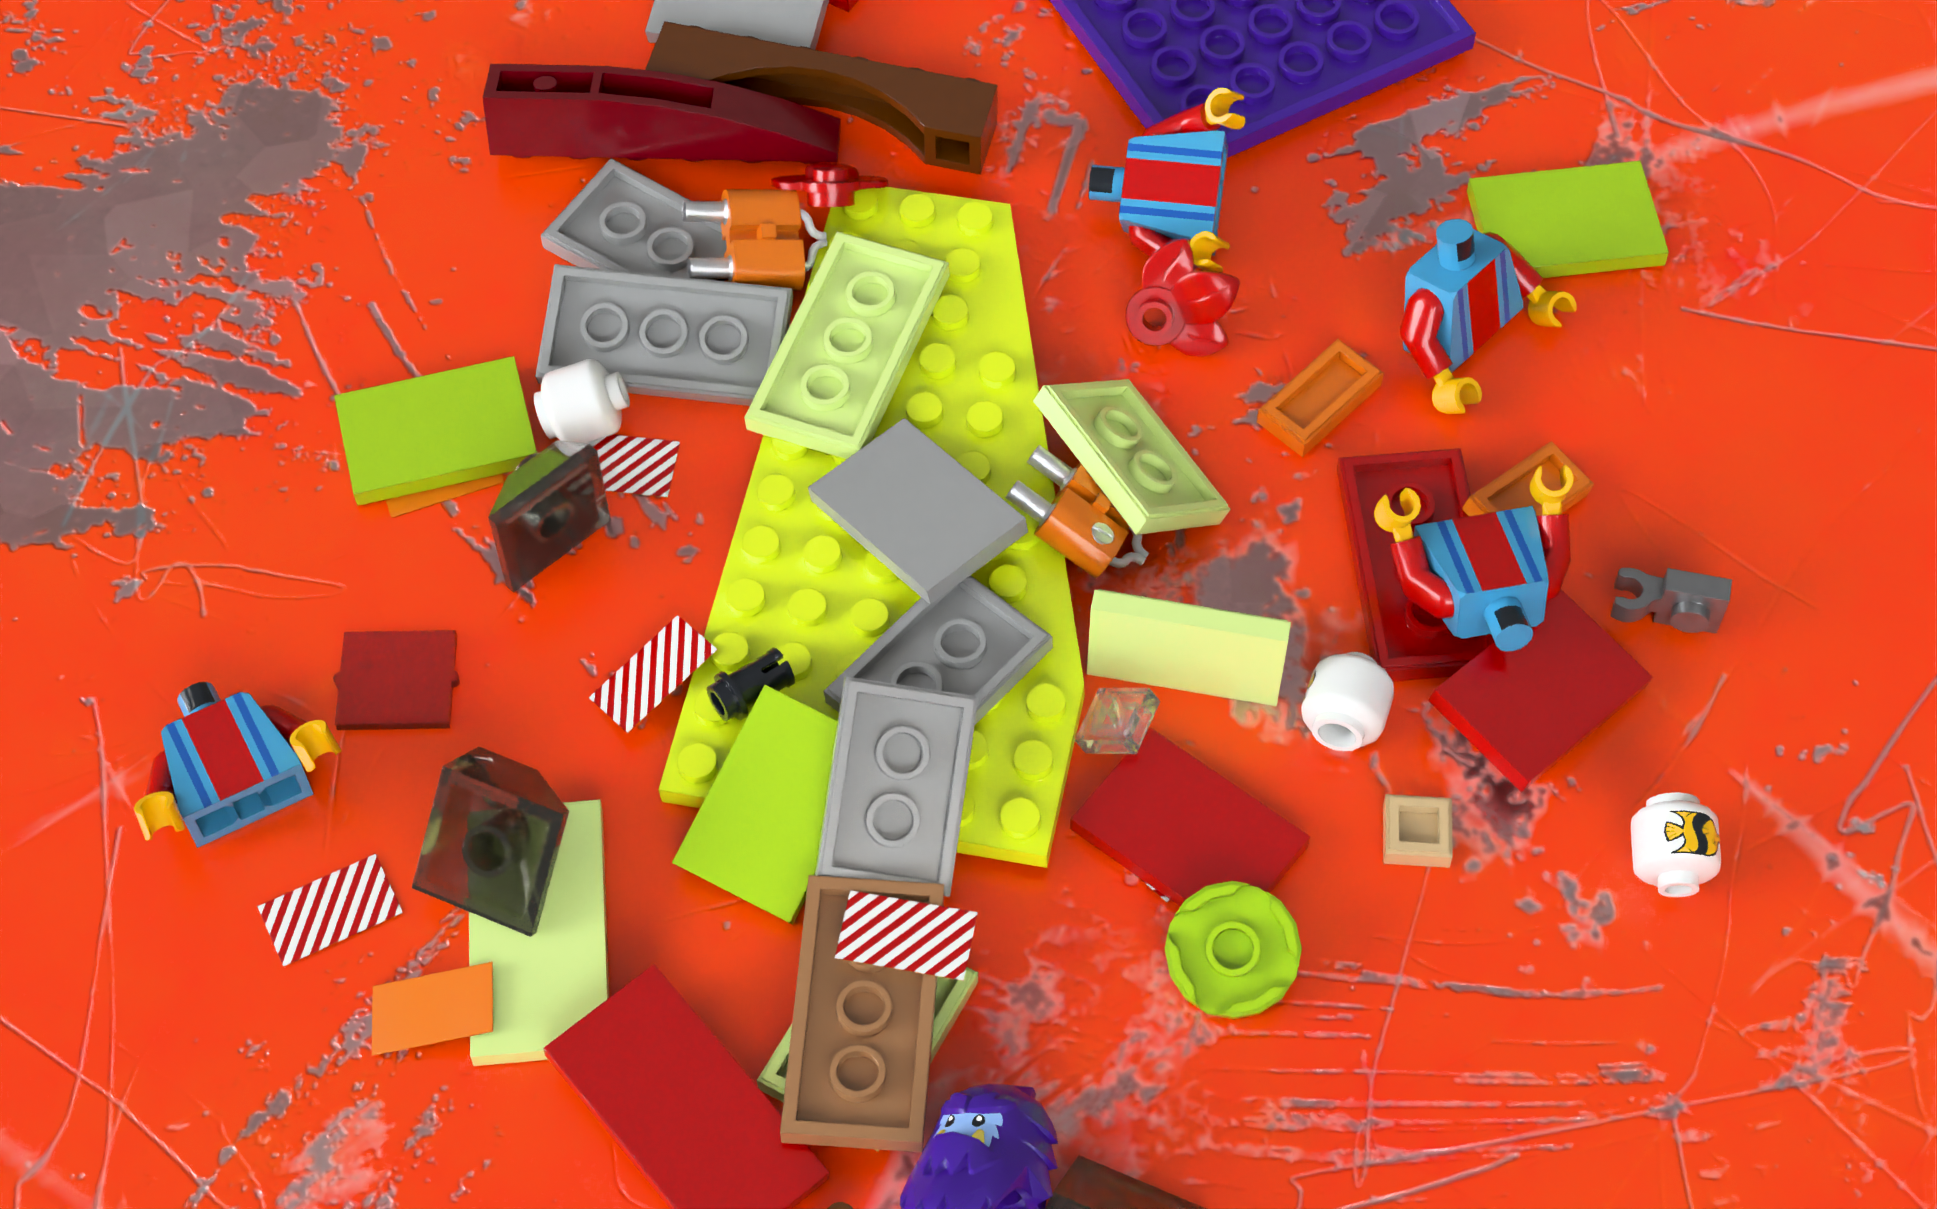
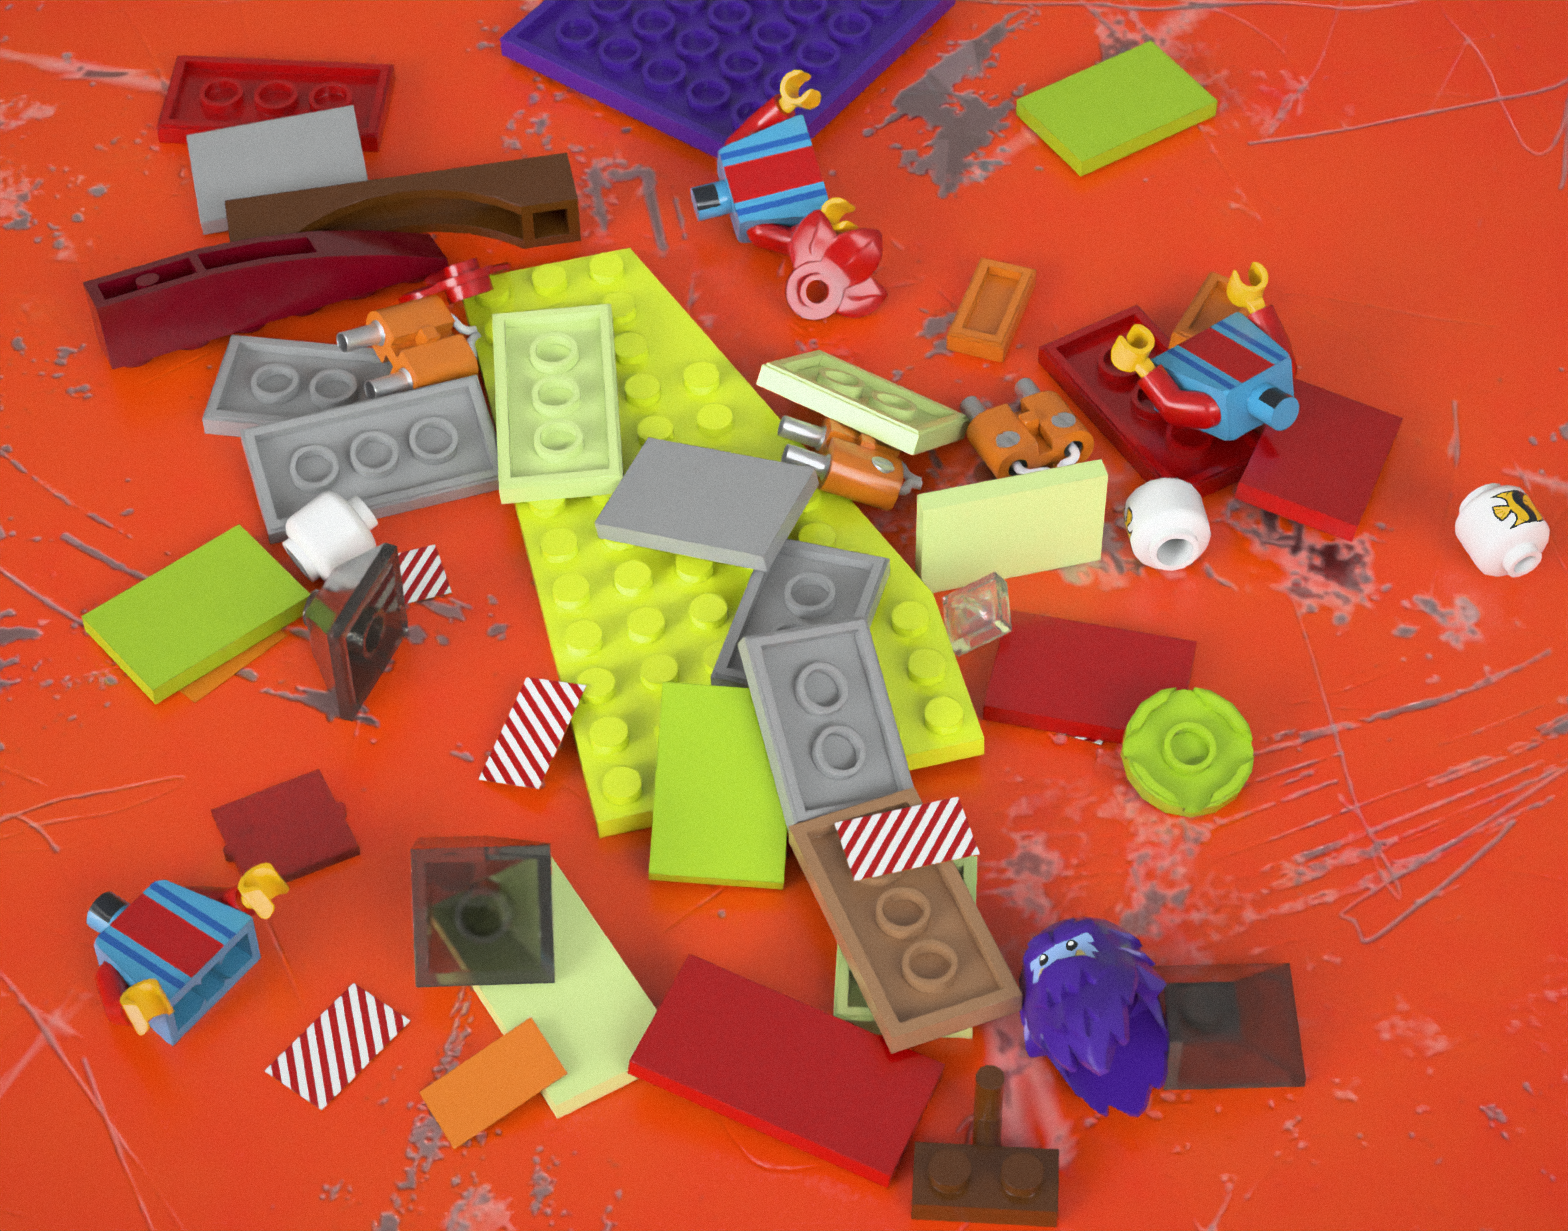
camera: 25 degrees left, 10 degrees down
(738, 691) = (631, 708): black pin -> none
(1272, 553) = (1028, 439): none -> orange piece
(1417, 831) = (1280, 607): tan tile -> none
(1461, 299) = (1073, 186): torso -> none
(1679, 599) = (1389, 353): flat silver plate -> none

